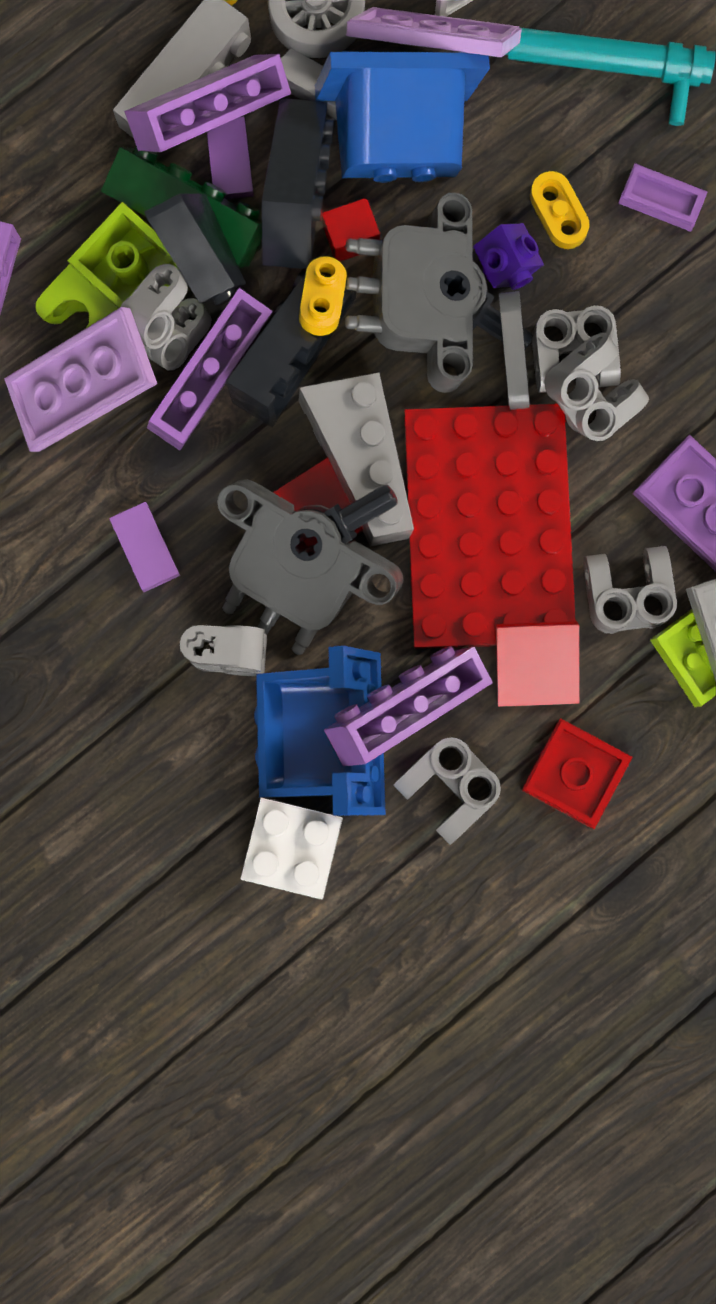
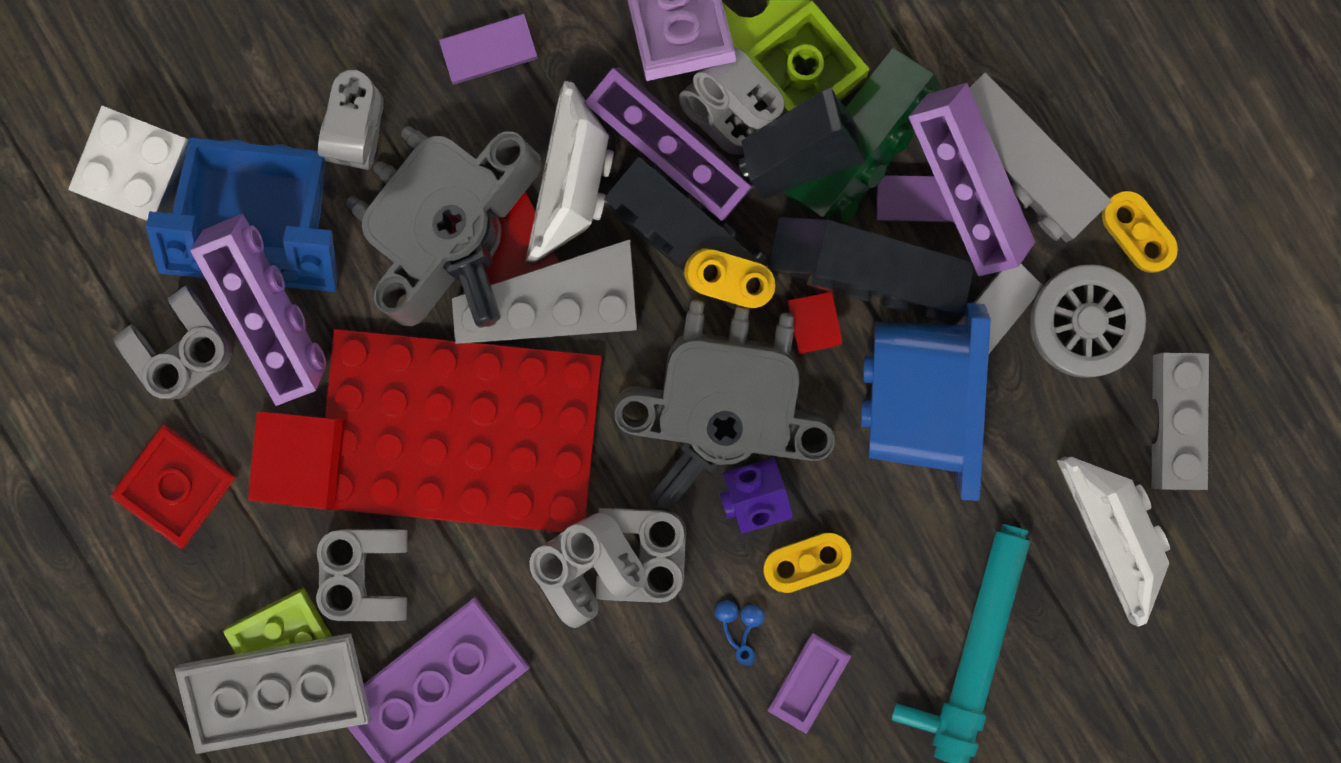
camera: 95 degrees right, 5 degrees up
(254, 452) = (570, 176): none -> white wedge
(434, 31) = (1023, 447): lavender tile -> none
(514, 350) = (644, 485): beam -> none
(612, 253) = (751, 616): none -> blue piece

